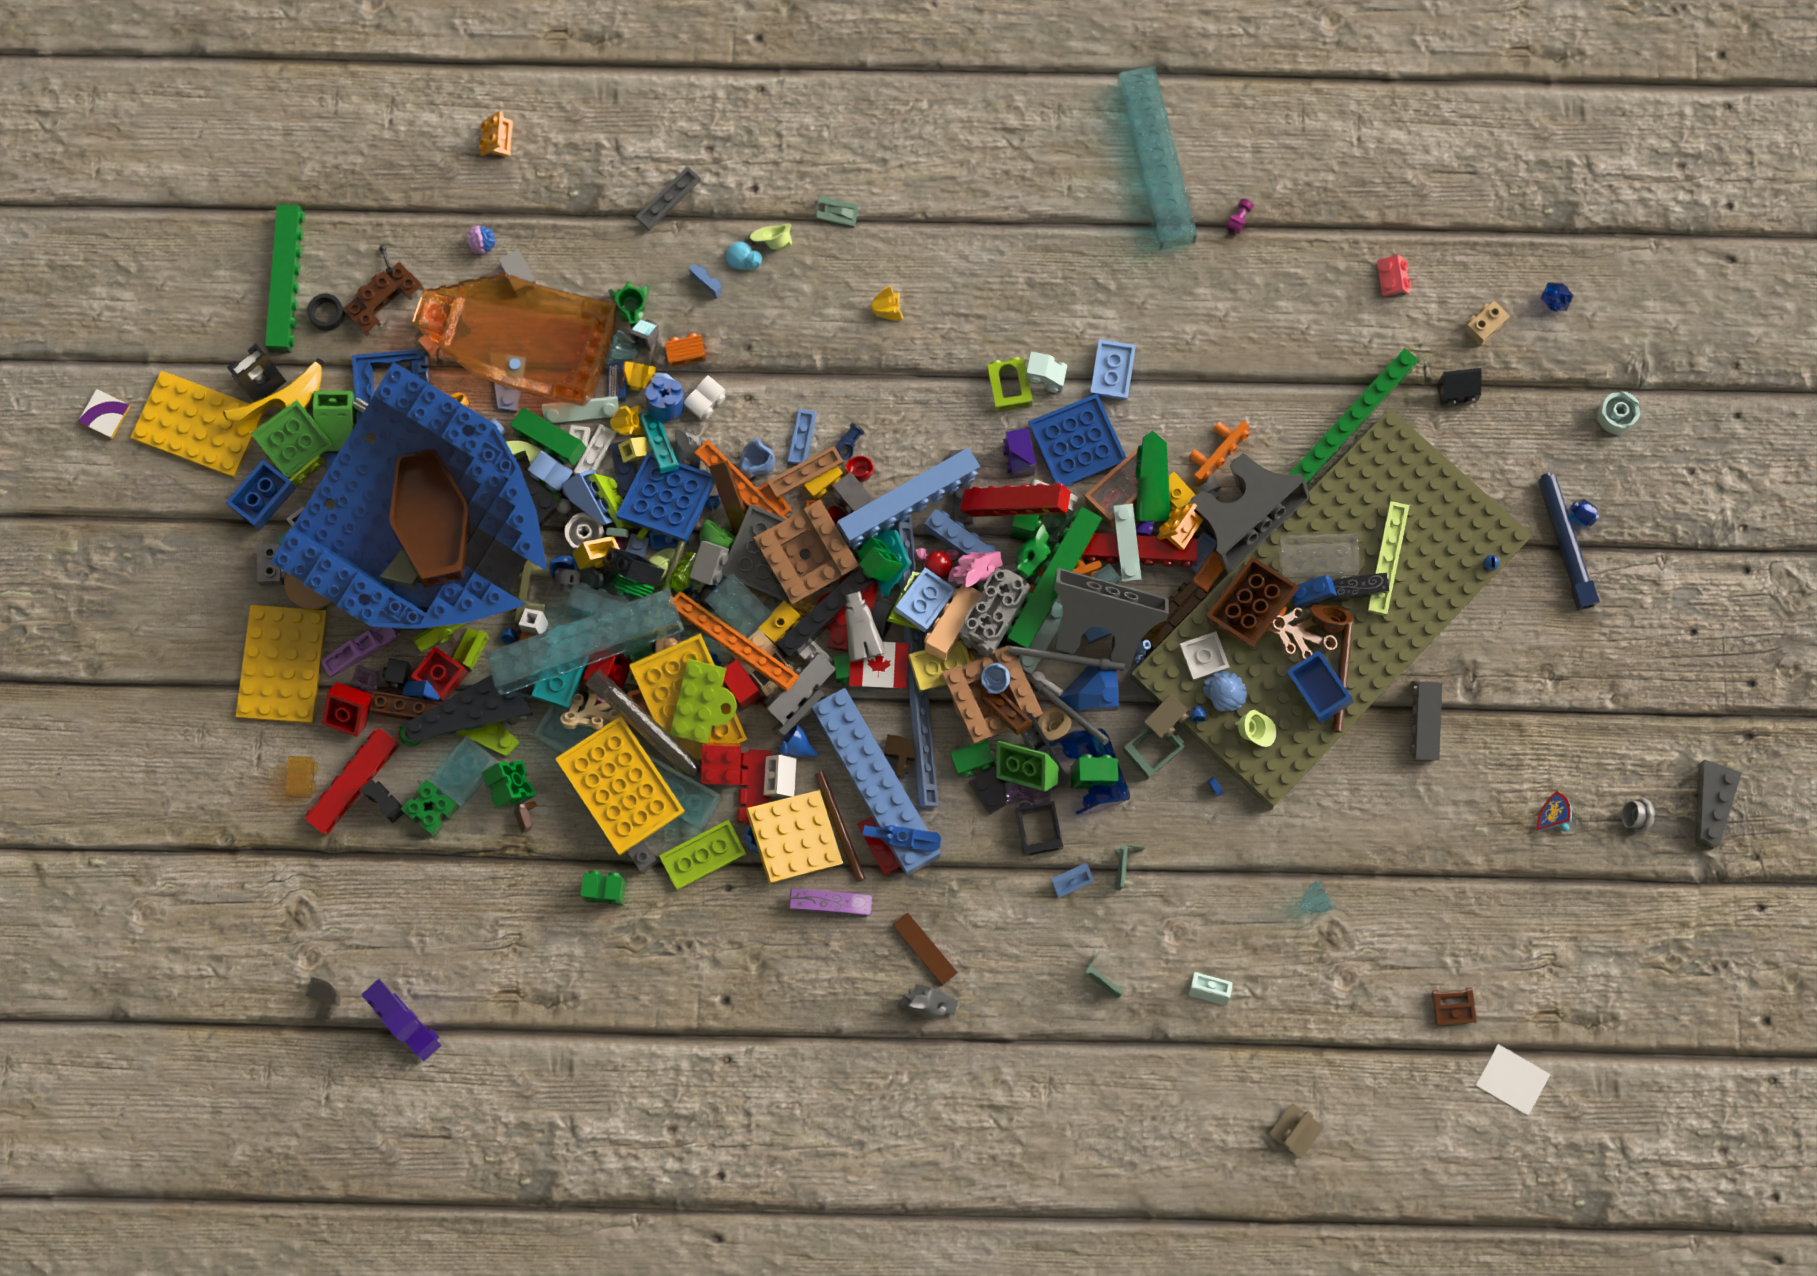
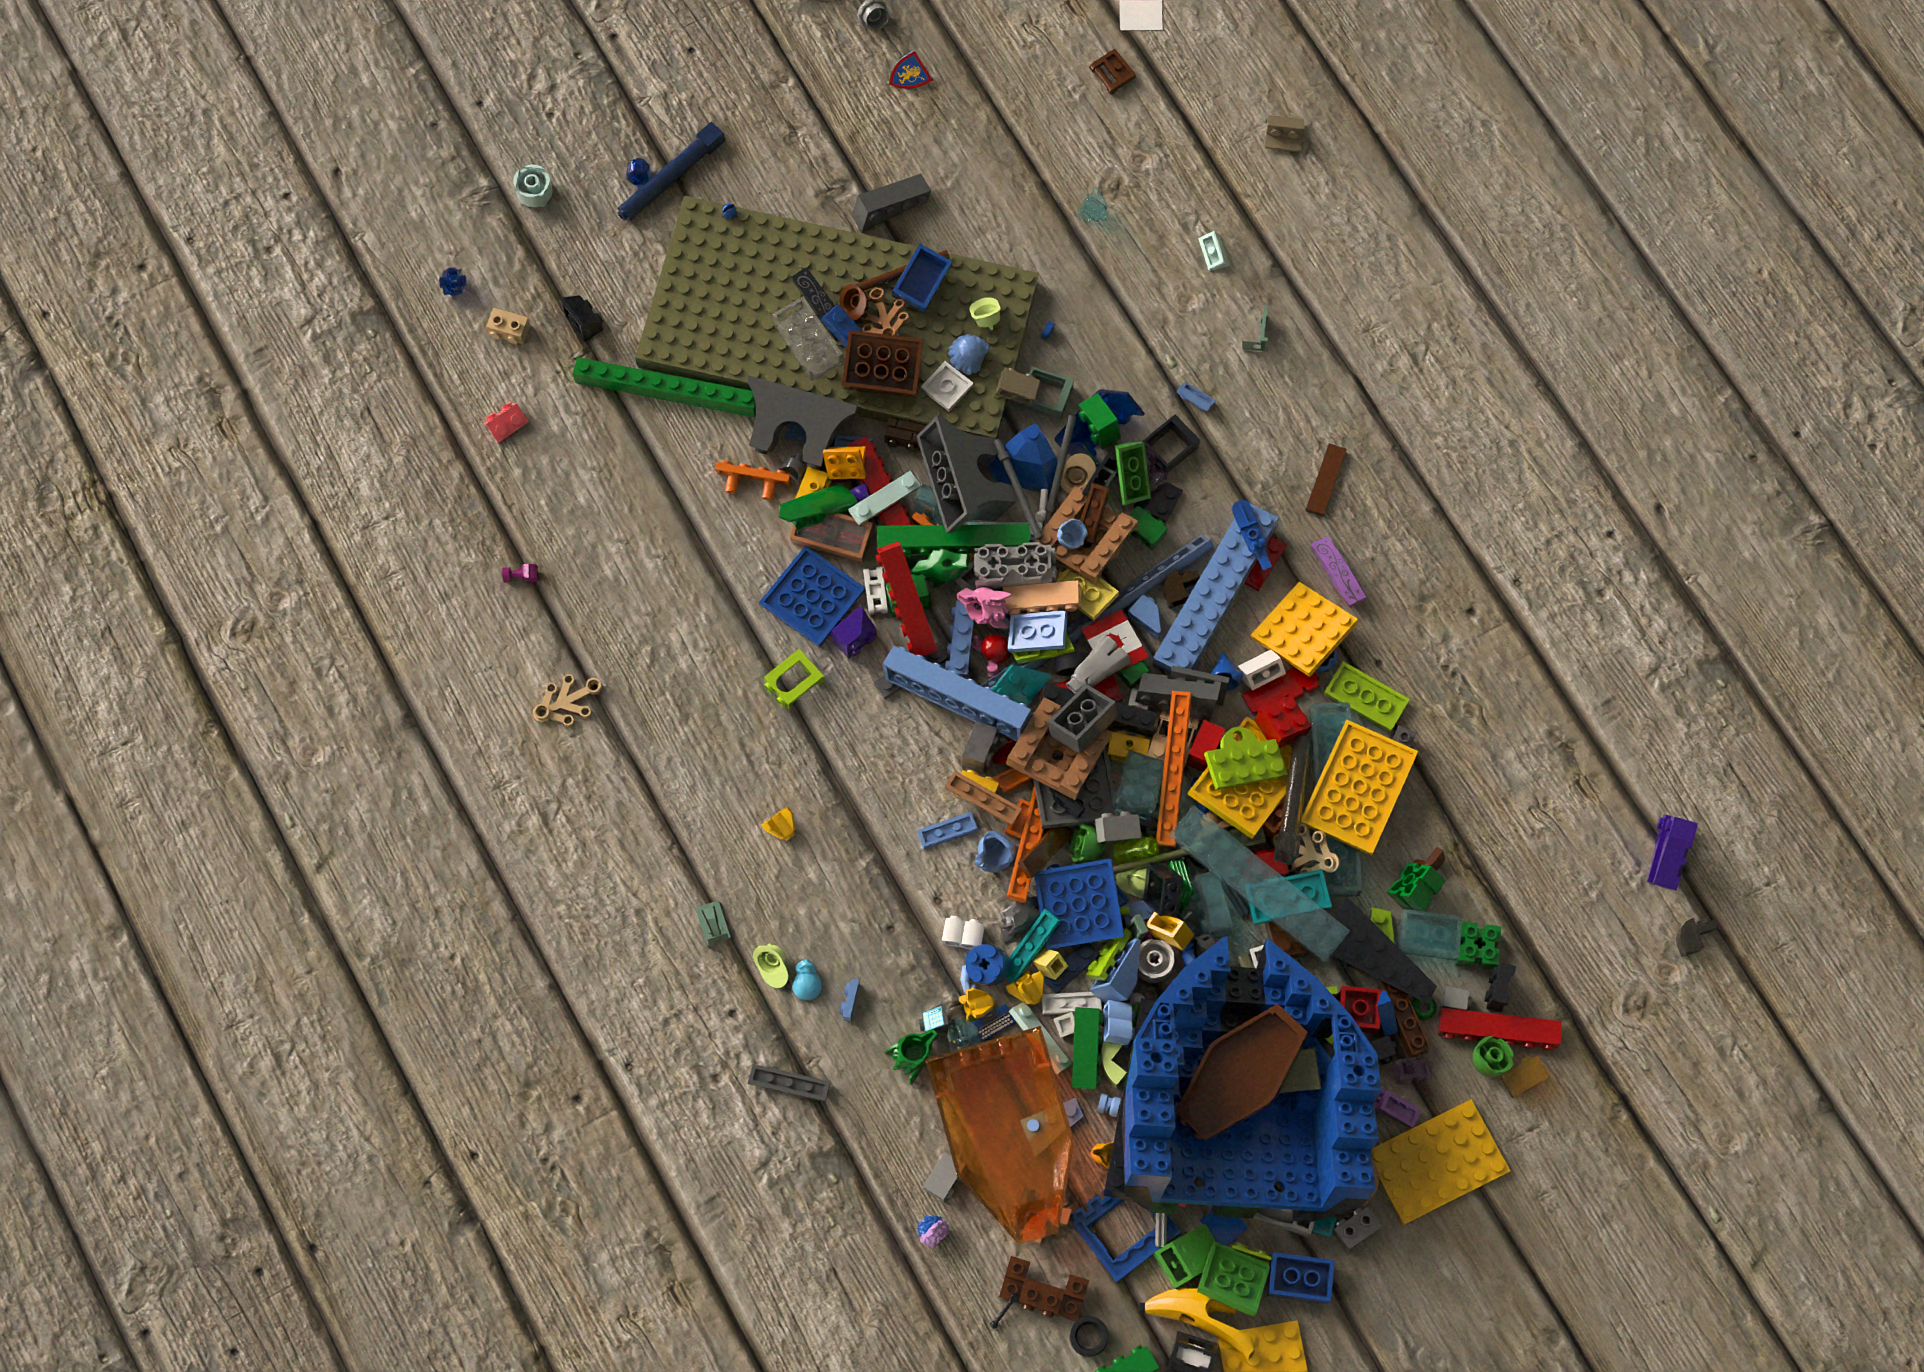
camera: 120 degrees left, 5 degrees down
(329, 756) = (1492, 1057): none -> bright green cylinder
(346, 709) = (1443, 1068): red brick -> none
(398, 761) = (1455, 999): none -> light grey brick
(496, 135) = (820, 1285): light orange bracket -> none
(603, 889) = (1450, 755): green brick -> none
(685, 350) = (928, 977): orange brick -> none
(747, 538) = (1070, 805): none -> black bar
(815, 579) = (1083, 718): none -> dark grey brick
(840, 826) = (1269, 602): reddish brown piece -> none
(849, 441) = (936, 785): dark blue connector -> none
(860, 467) = (947, 761): red hair -> none
(878, 560) = (1027, 685): green brick -> none
(889, 710) = (1146, 615): none -> medium blue slope
(925, 1001) = (1369, 450): dark grey piece -> none
(1044, 369) = (766, 651): light aqua brick -> none
(1102, 195) = (564, 701): none -> tan plant
(1113, 369) = (728, 602): light blue plate -> none
(1122, 863) = (1158, 368): sand green piece -> none
(1157, 158) = (502, 671): clear light blue brick -> none
(1198, 714) = (1000, 363): blue hinge -> none
(1208, 572) = (867, 428): orange plate -> none
(1389, 554) = (767, 290): yellowish green plate -> none

